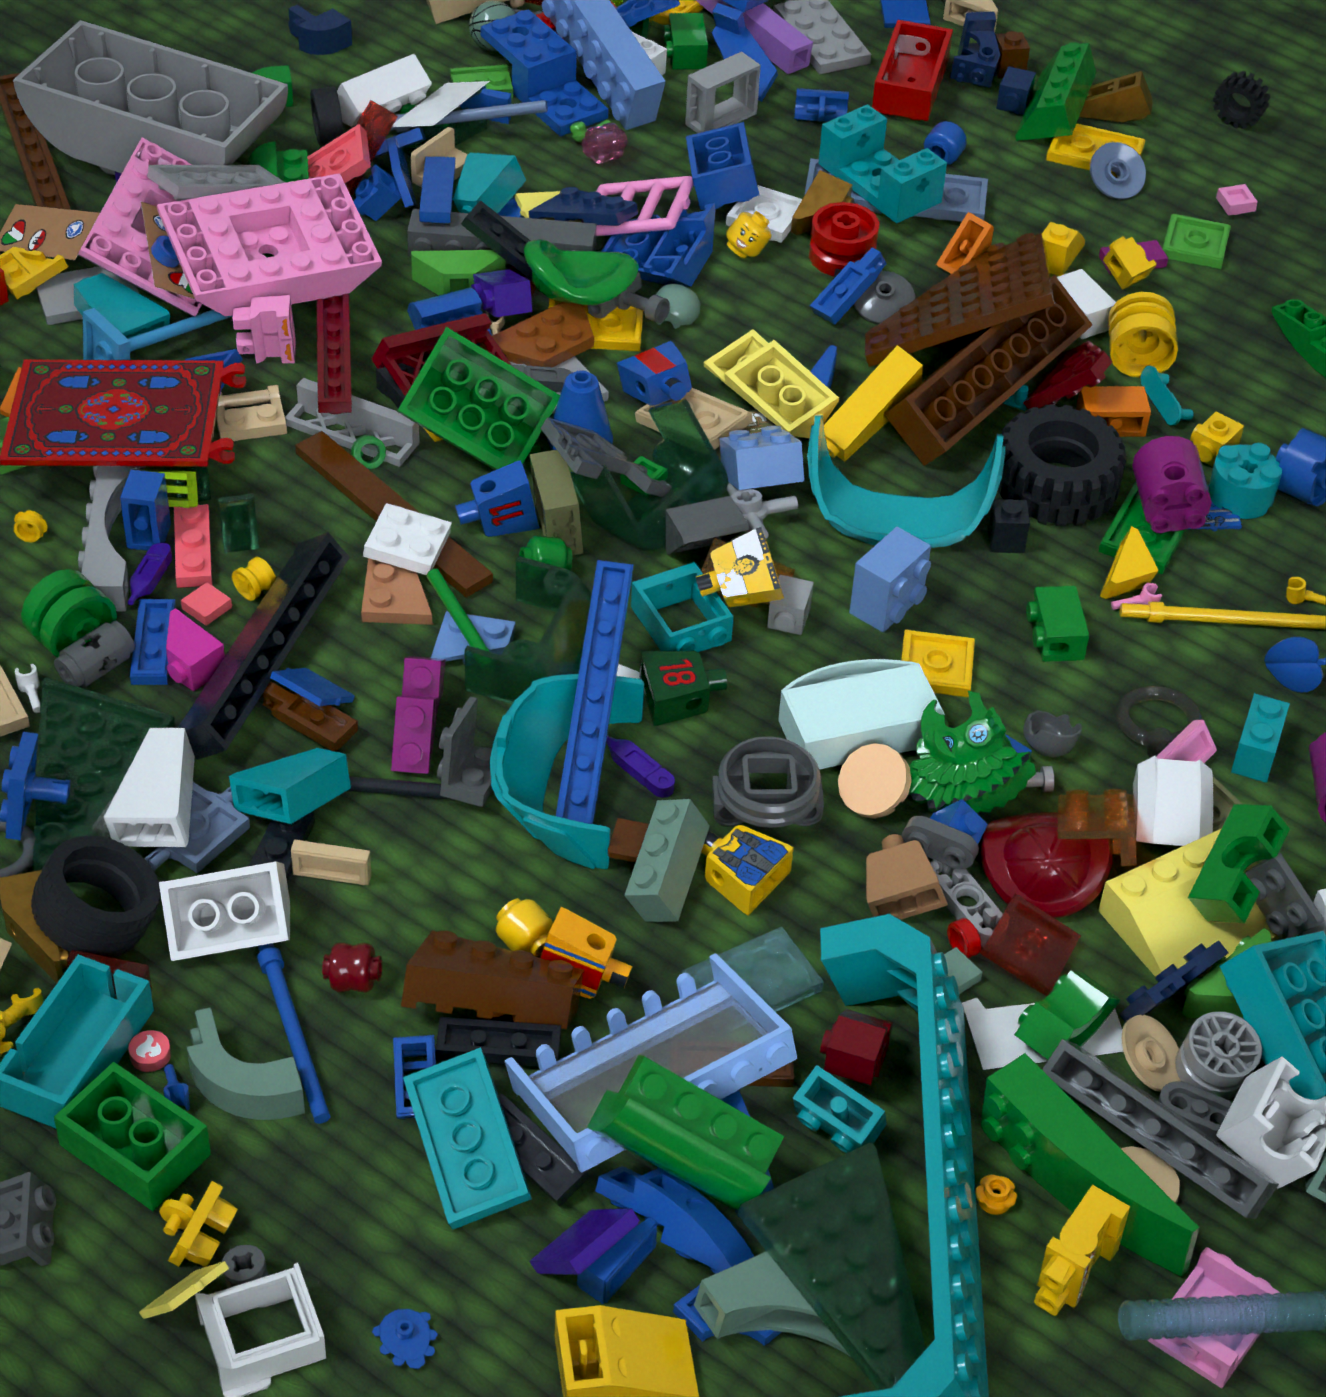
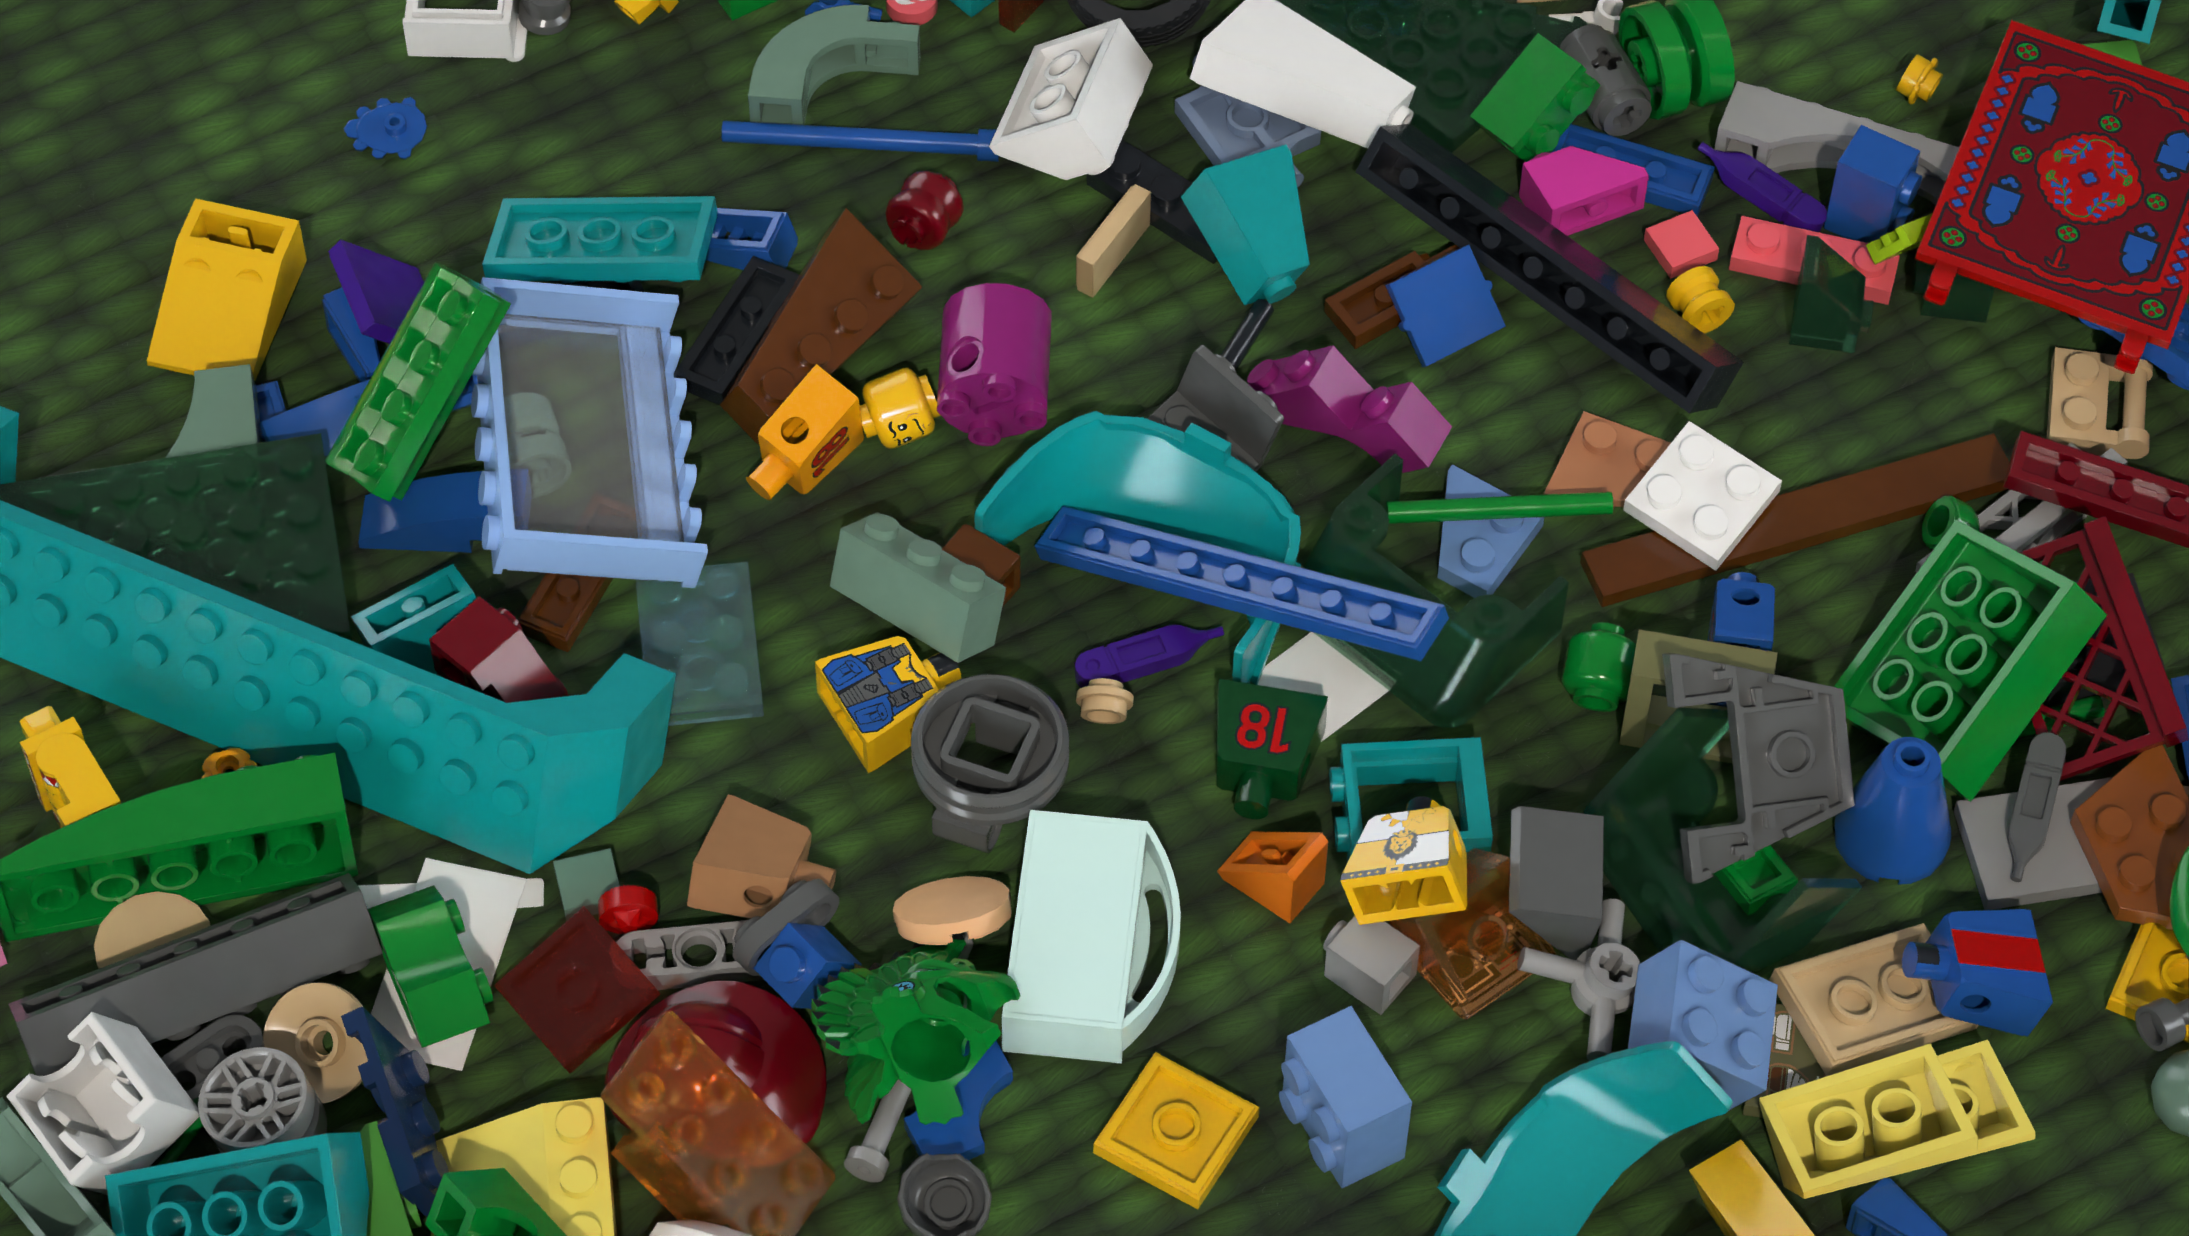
camera: 115 degrees right, 10 degrees up
(134, 671) = (1536, 100): none -> green brick
(458, 879) = (994, 362): none -> magenta cylinder
(687, 764) = (1104, 701): none -> tan plate
(756, 654) = (1278, 869): none -> orange slope

